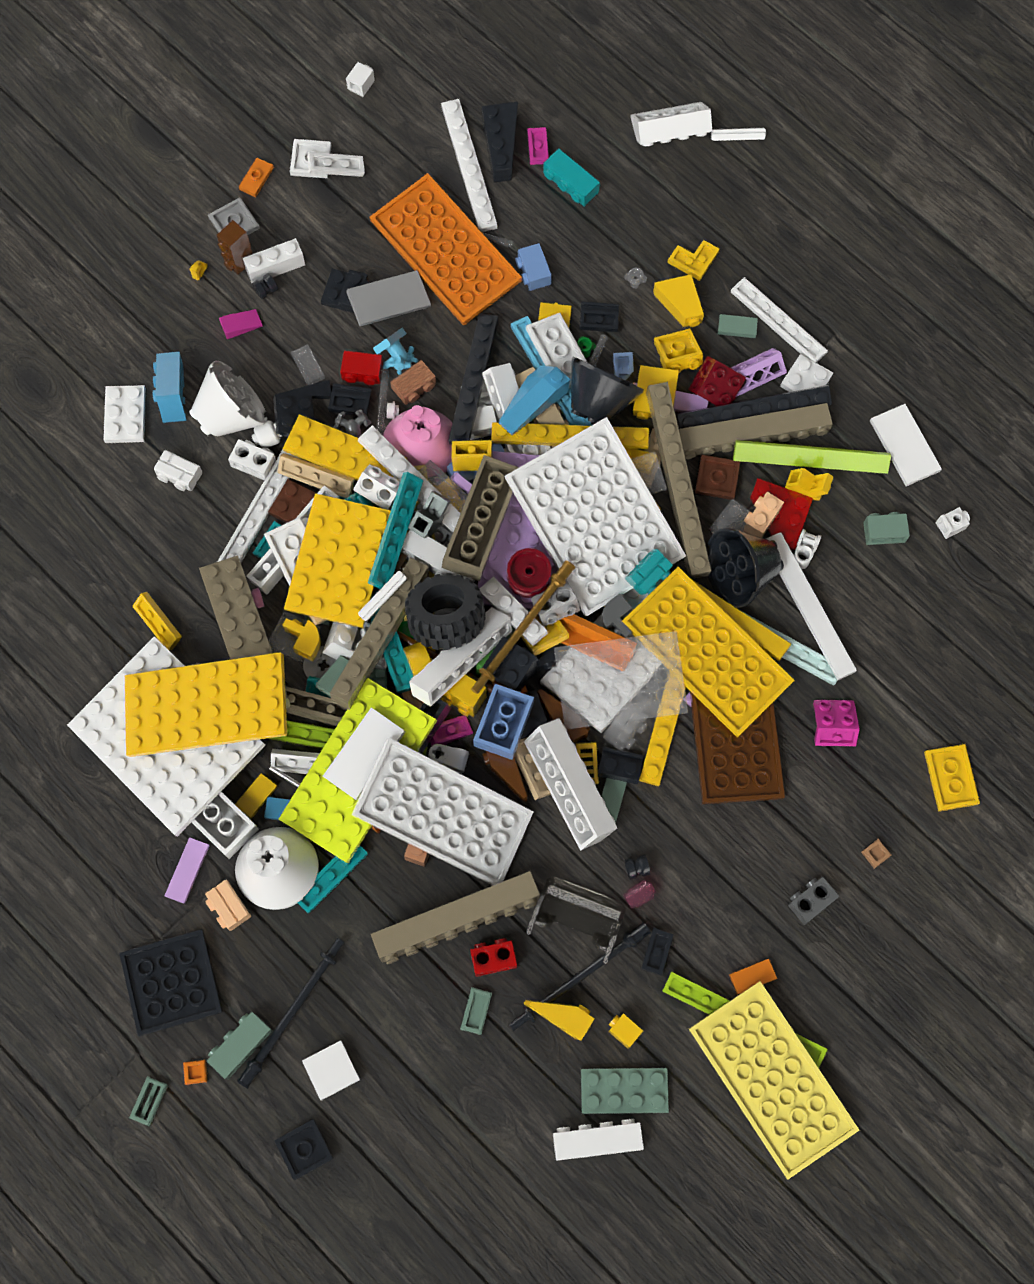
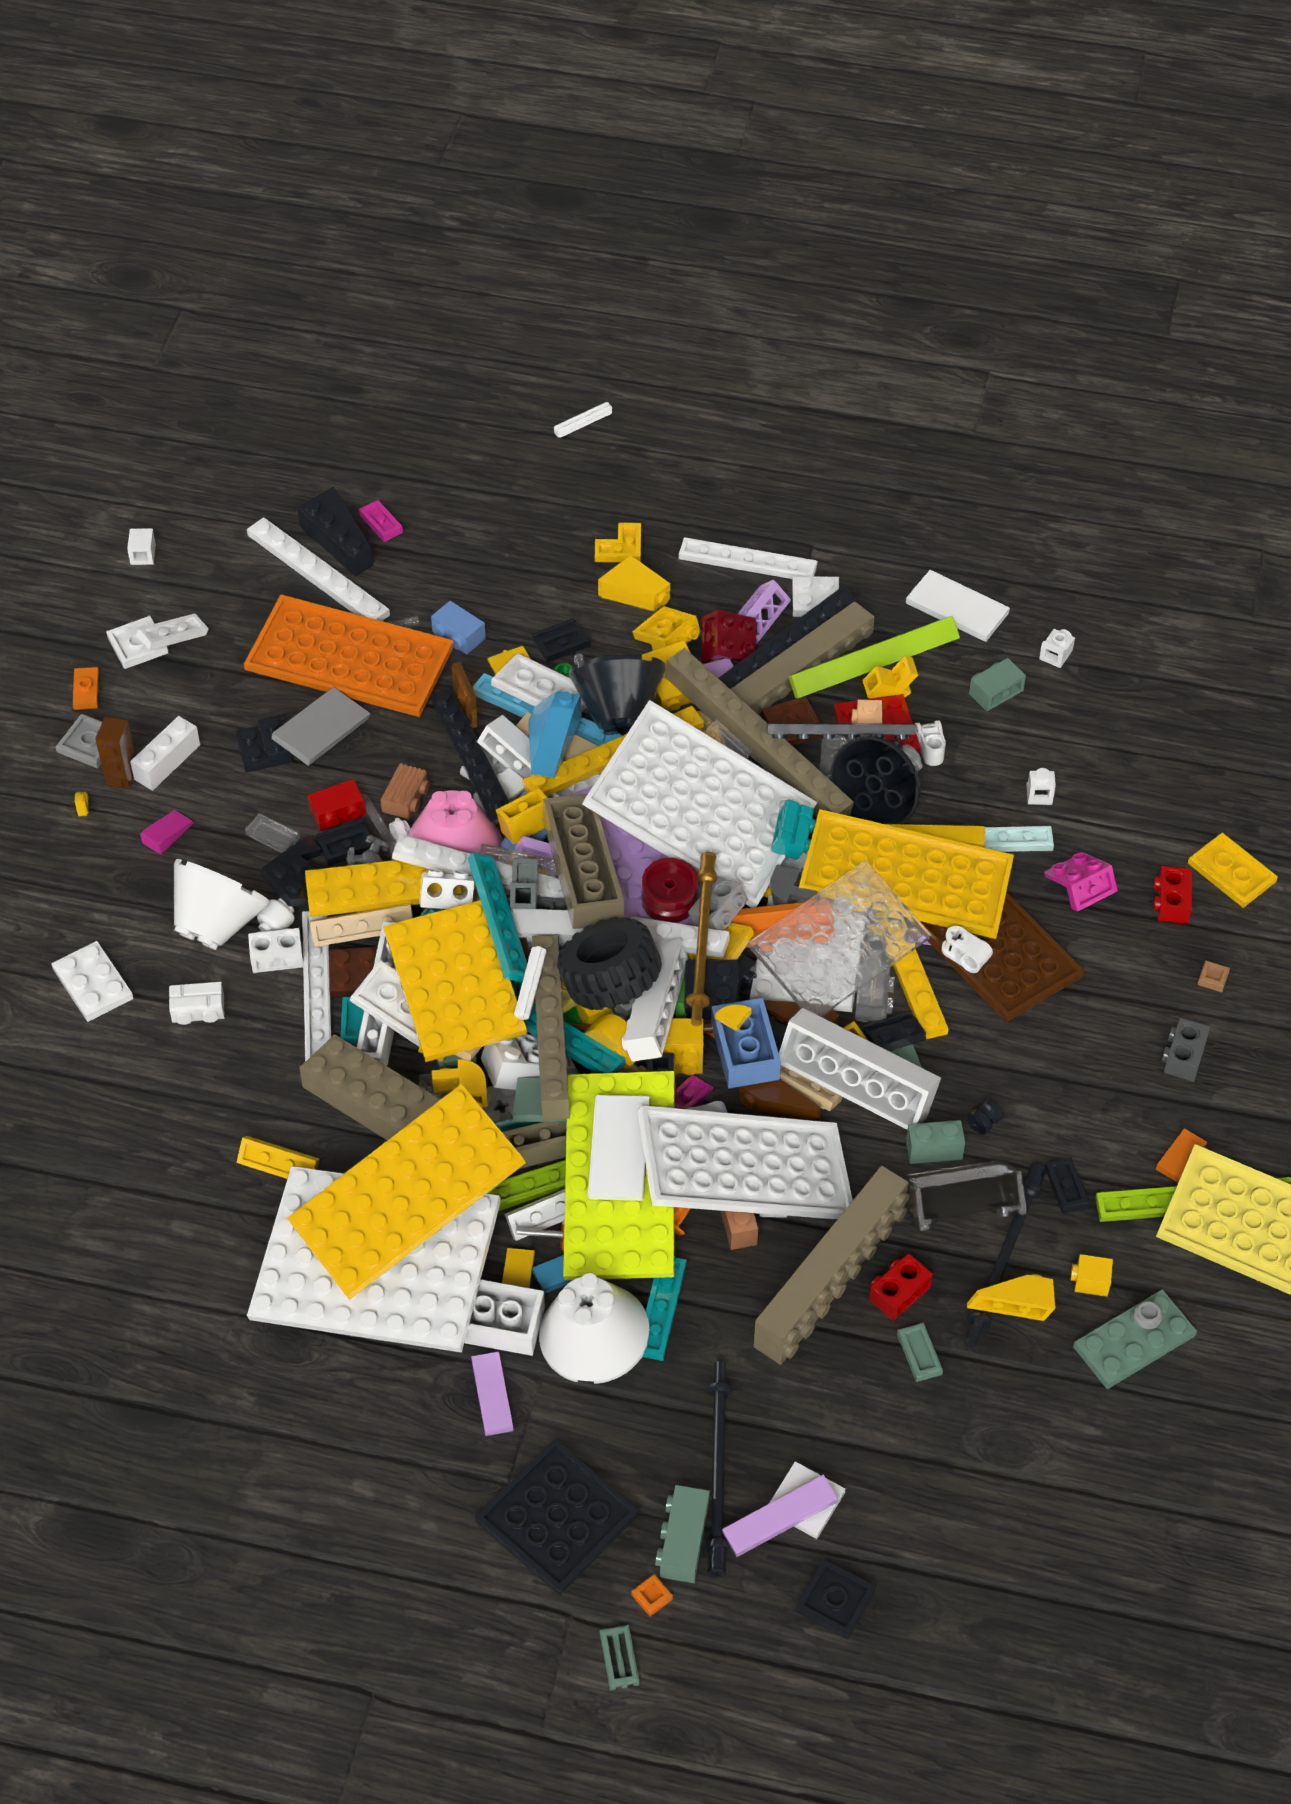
camera: 30 degrees left, 20 degrees down
(169, 386) = (131, 925): dark azure wedge -> none
(227, 905) = (566, 1399): light nougat brick -> none
(265, 286) = (171, 781): black wheel -> none
(304, 1073) = (780, 1515): none -> lavender tile
(397, 352) = (371, 770): medium azure piece -> none
(500, 328) = (464, 693): none -> clear orange plate
(503, 701) = (733, 1015): none -> yellow tile
(571, 177) = (437, 531): teal brick -> none
(589, 866) = (935, 1142): none -> sand green brick
(597, 1141) = (1145, 1400): white brick -> none
(635, 272) = (571, 588): clear plate -> none
(639, 894) = (1007, 1141): clear pink brick -> none
(639, 1084) = (1148, 1315): none -> light grey plate
(672, 123) = (508, 439): white slope -> none
(708, 739) = (967, 950): none -> white piece
(727, 509) = (829, 730): none -> plate
(737, 326) = (709, 583): sand green tile -> none
(813, 612) = (990, 794): white tile -> none
(859, 630) = (1041, 780): none -> white brick
(895, 776) = (1174, 894): none -> red brick

